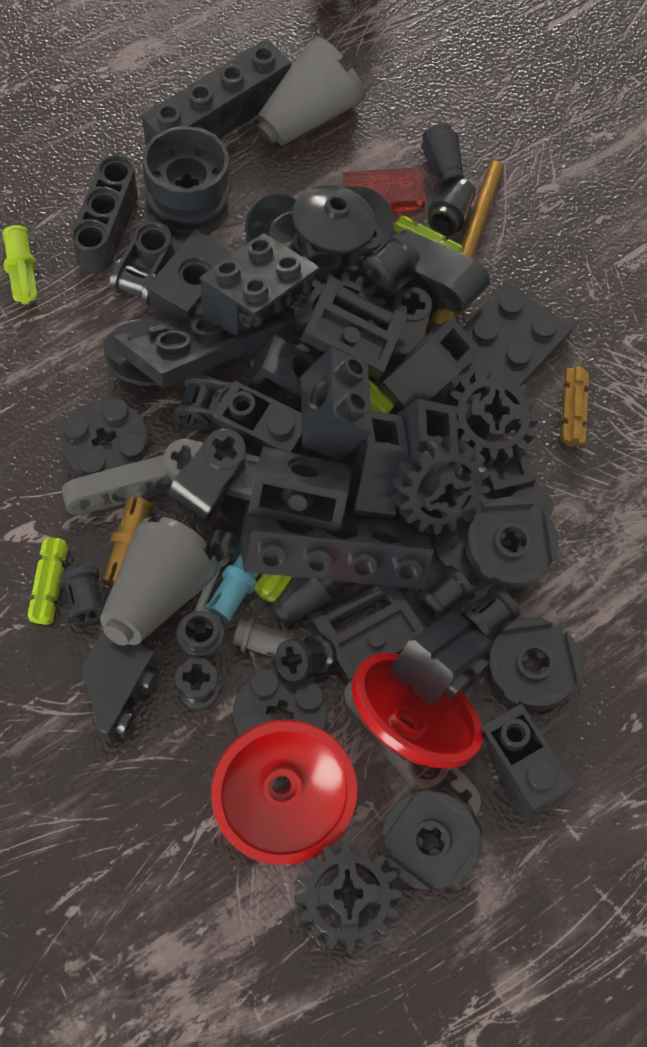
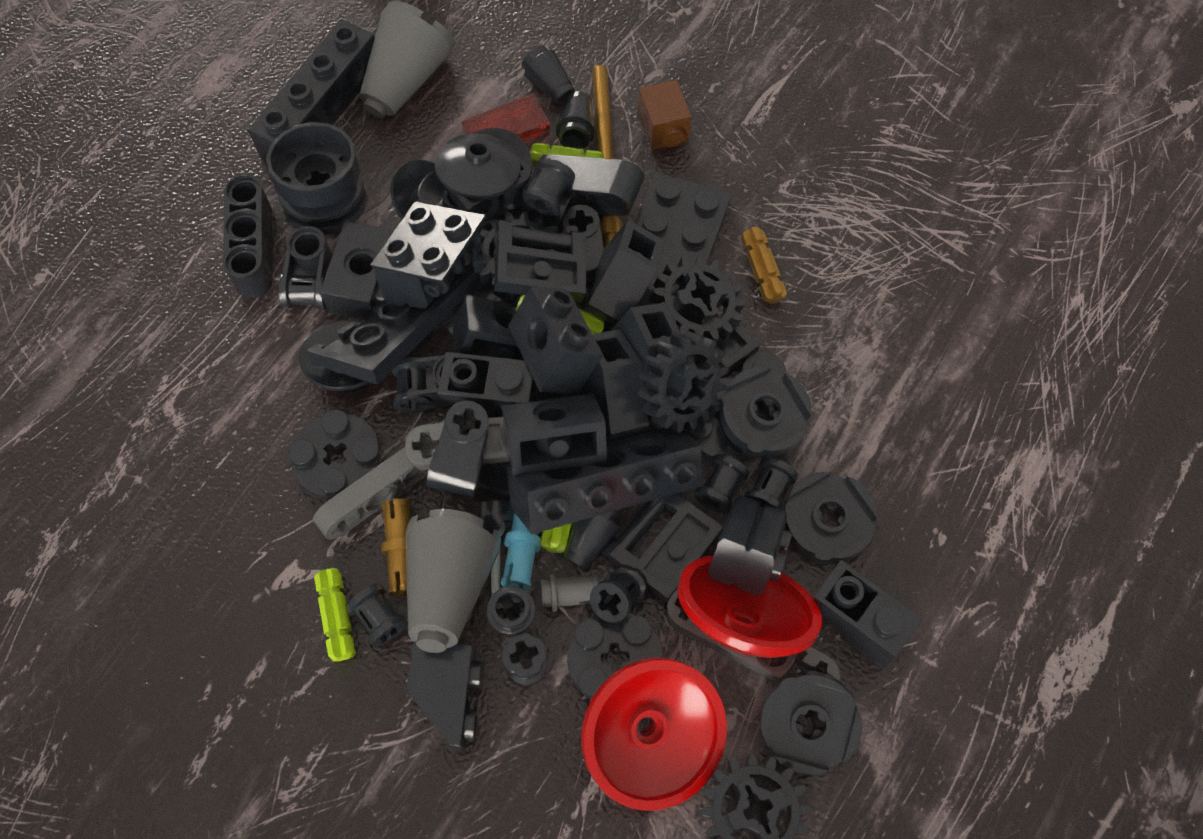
camera: 20 degrees left, 0 degrees up
(20, 264) = (181, 313): lime axle -> none
(539, 229) = (664, 114): none -> reddish brown brick

